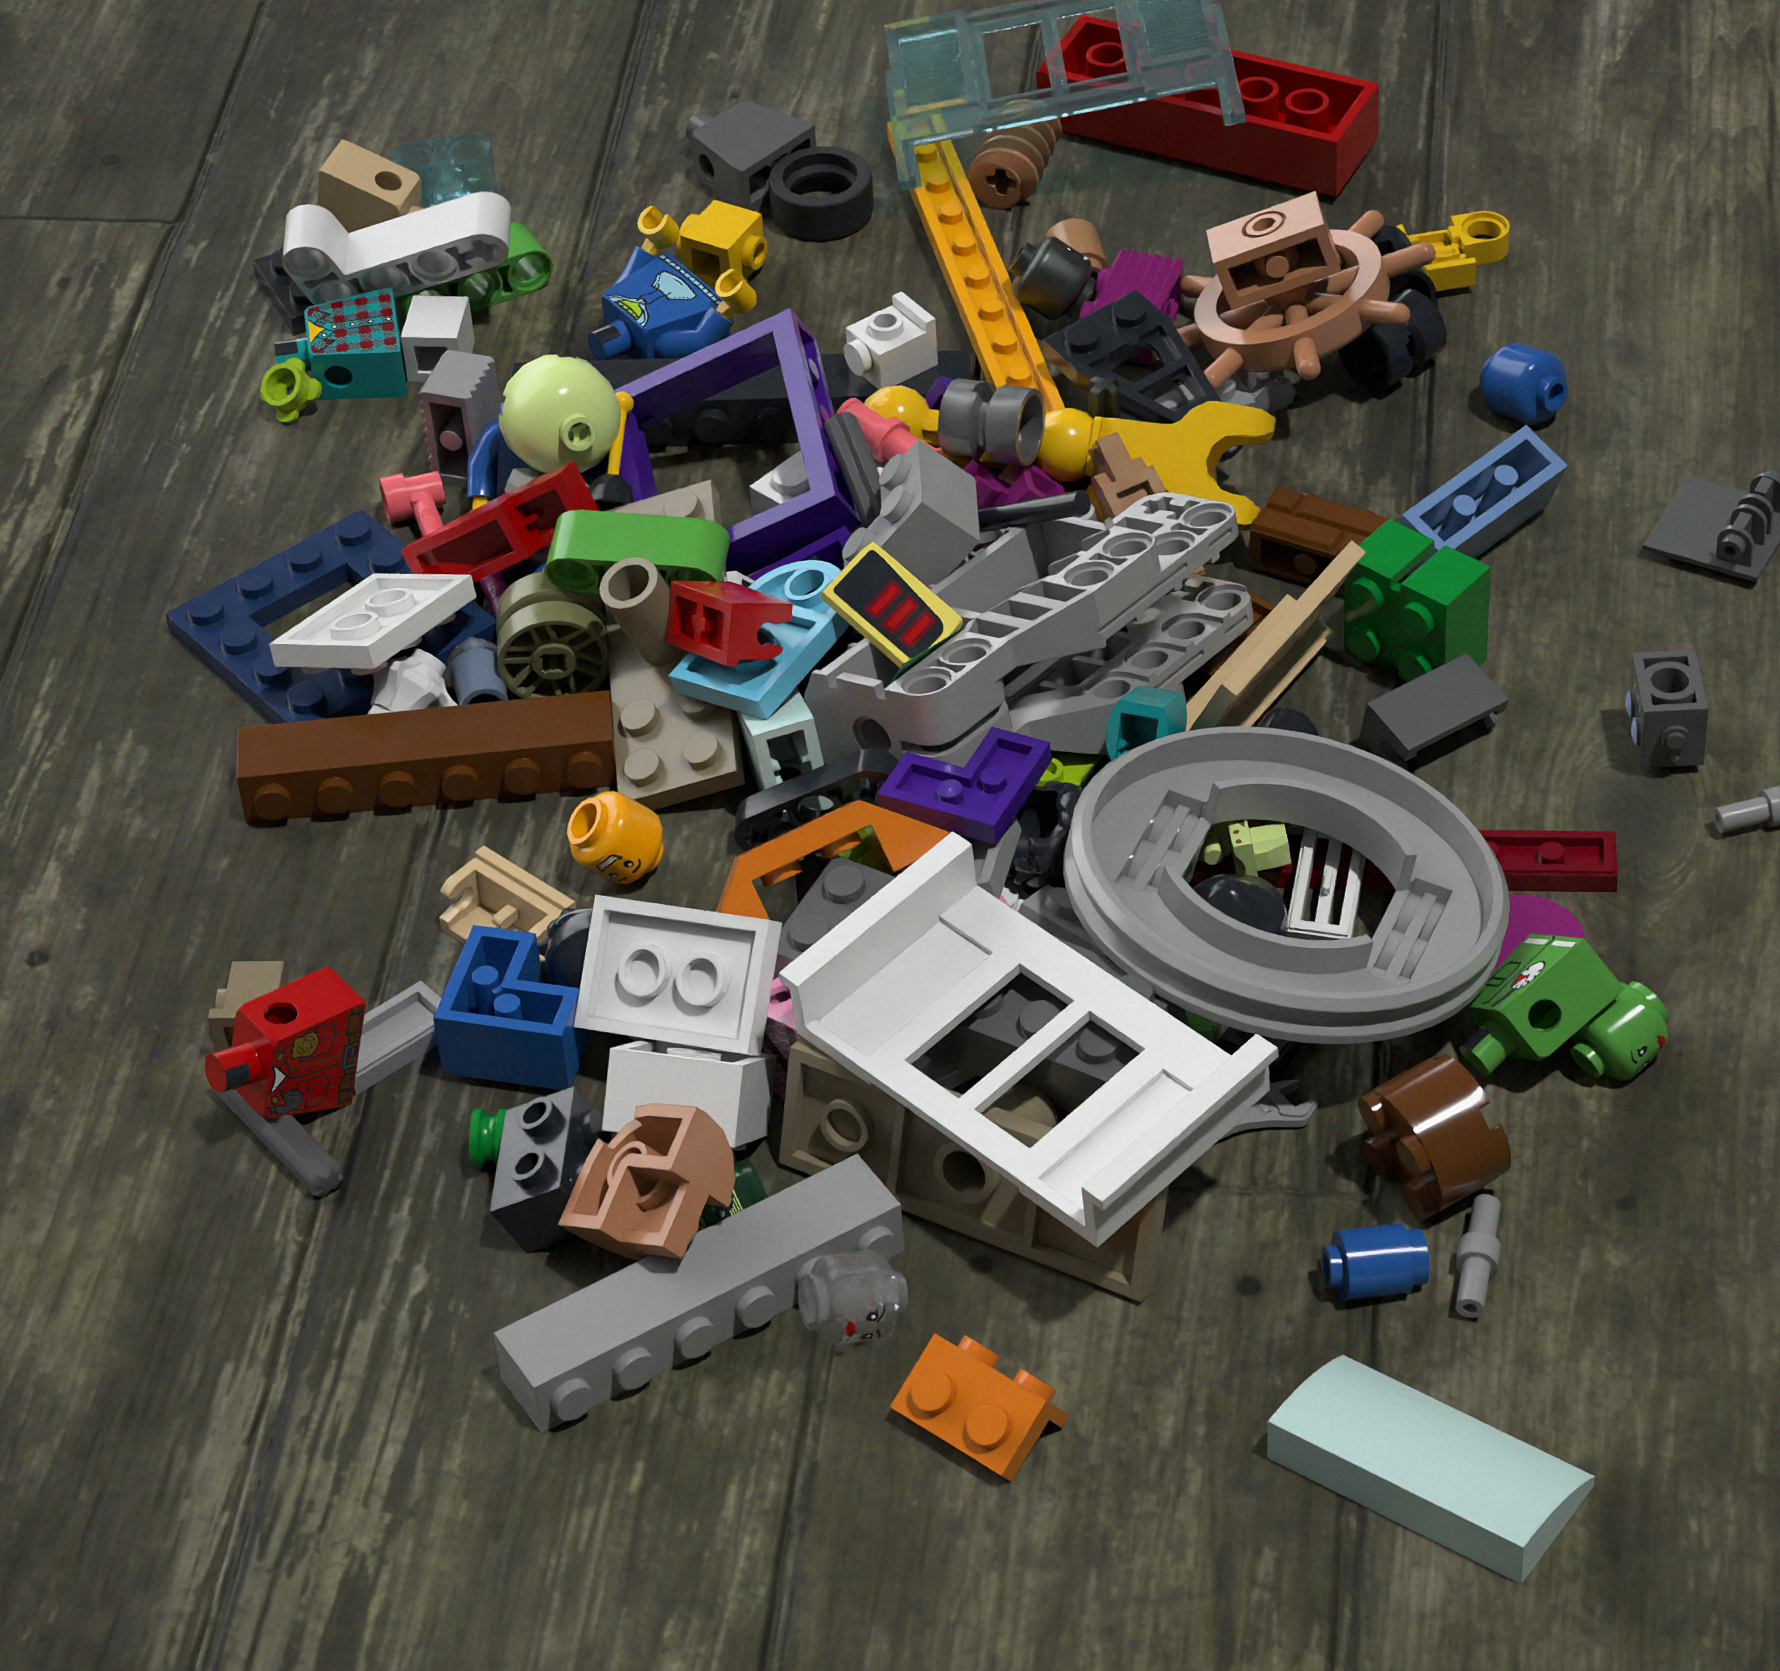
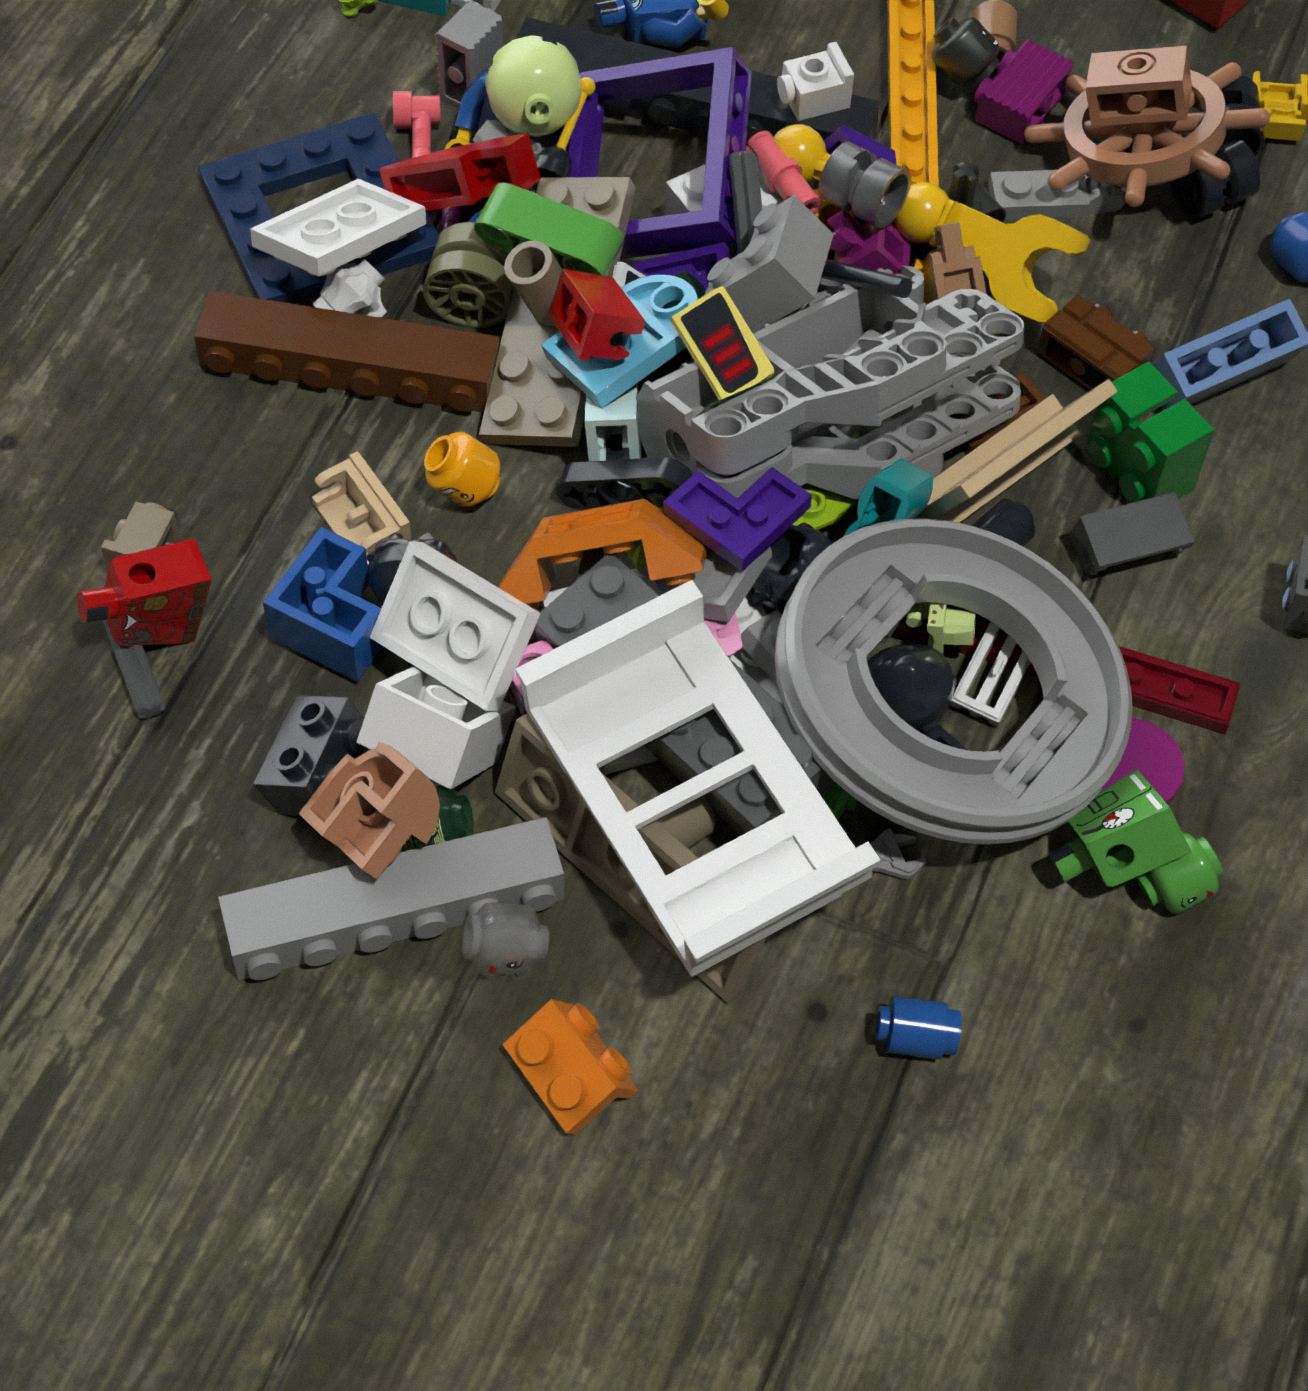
camera: 10 degrees right, 15 degrees up
(396, 1034) = (240, 591): light grey tile -> none
(475, 672) = (406, 290): sand blue piece -> none
(485, 1136) = (276, 707): green bush -> none
(1119, 333) = (994, 120): black plate -> none
(1427, 1466) = (900, 1224): light aqua slope -> none
(1433, 1135) = (999, 933): reddish brown brick -> none
(1478, 1256) = (1001, 1044): light grey bar -> none

